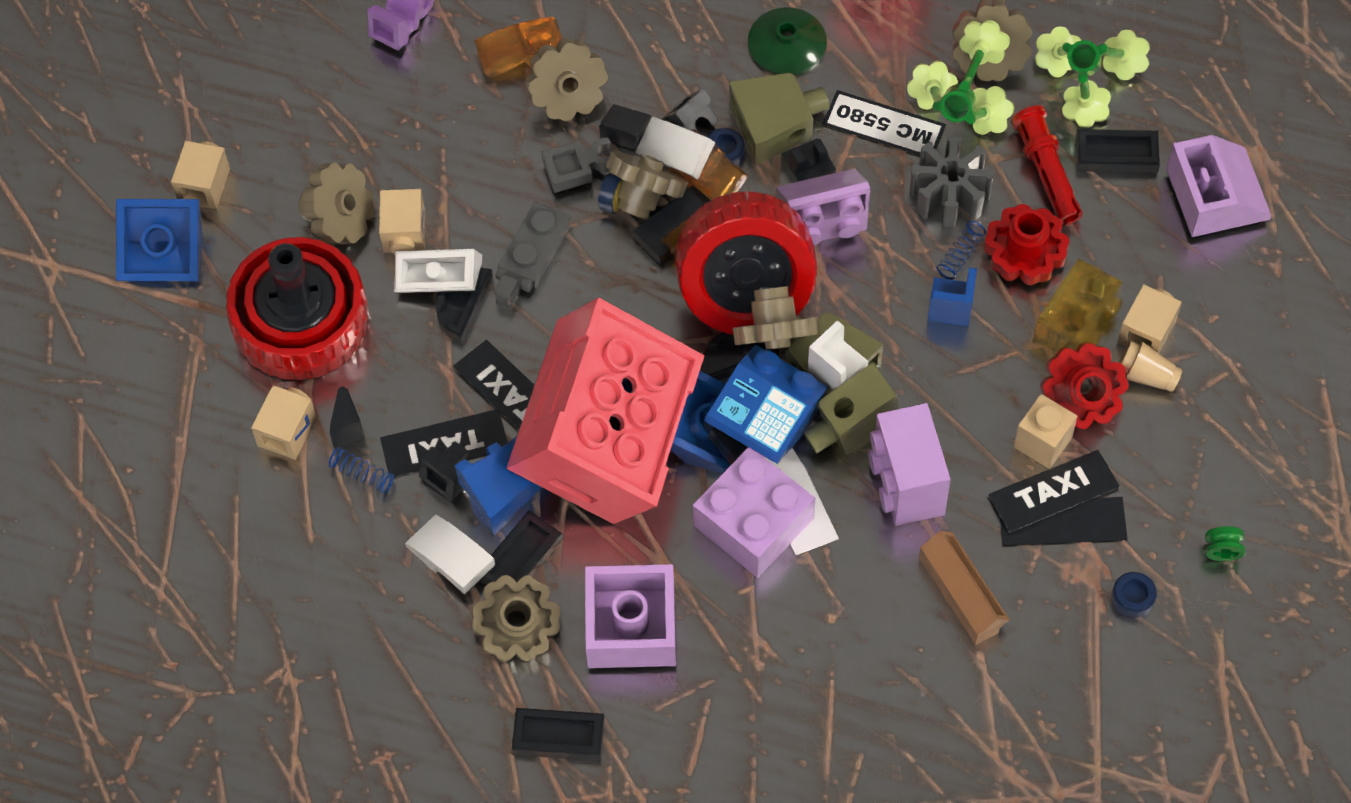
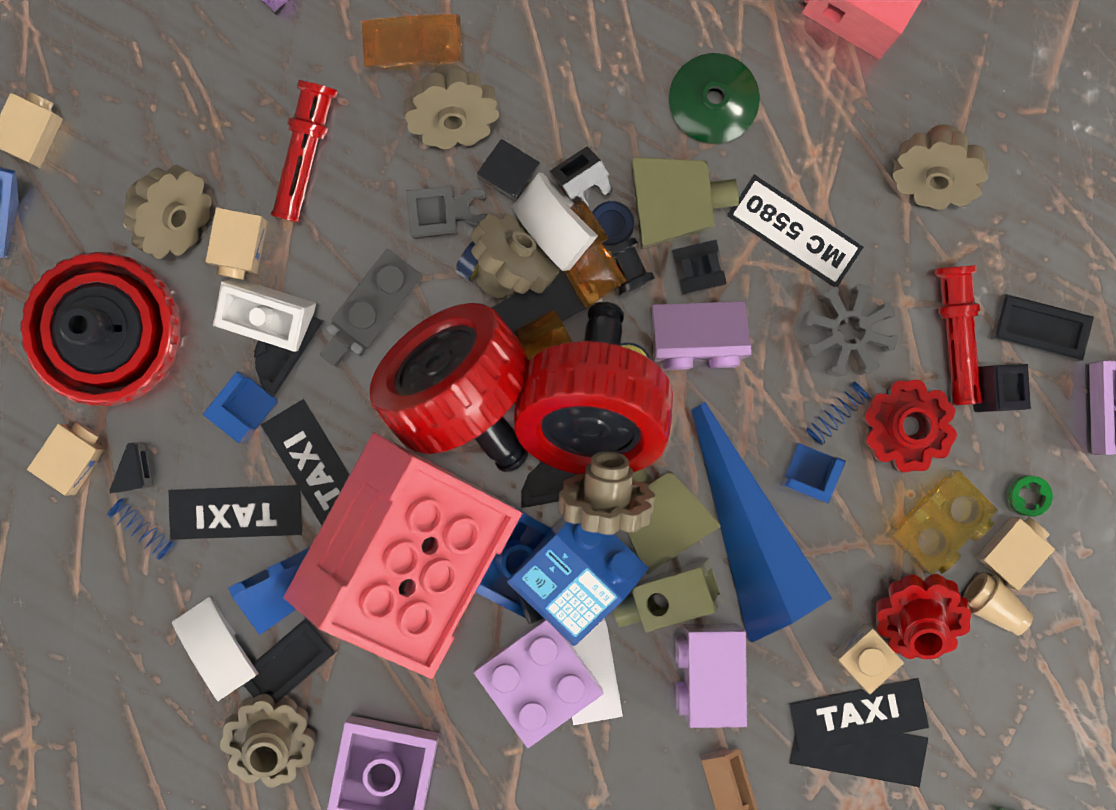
camera: 10 degrees right, 25 degrees up
(430, 352) = (240, 407): none -> blue panel
(439, 469) = (225, 556): black tile -> none
(445, 128) = (289, 206): none -> red pin
(620, 267) = (454, 384): none -> red wheel
(758, 179) = (630, 265): none -> black bush
(833, 359) = (665, 545): white panel -> none
(918, 357) = (767, 565): none -> blue wedge
(940, 89) = (909, 247): yellowish green plant -> none
(1065, 52) = (1031, 251): yellowish green plant -> none
(1099, 202) = (1004, 388): none -> black slope
(1148, 266) = (1042, 488): none -> green bush

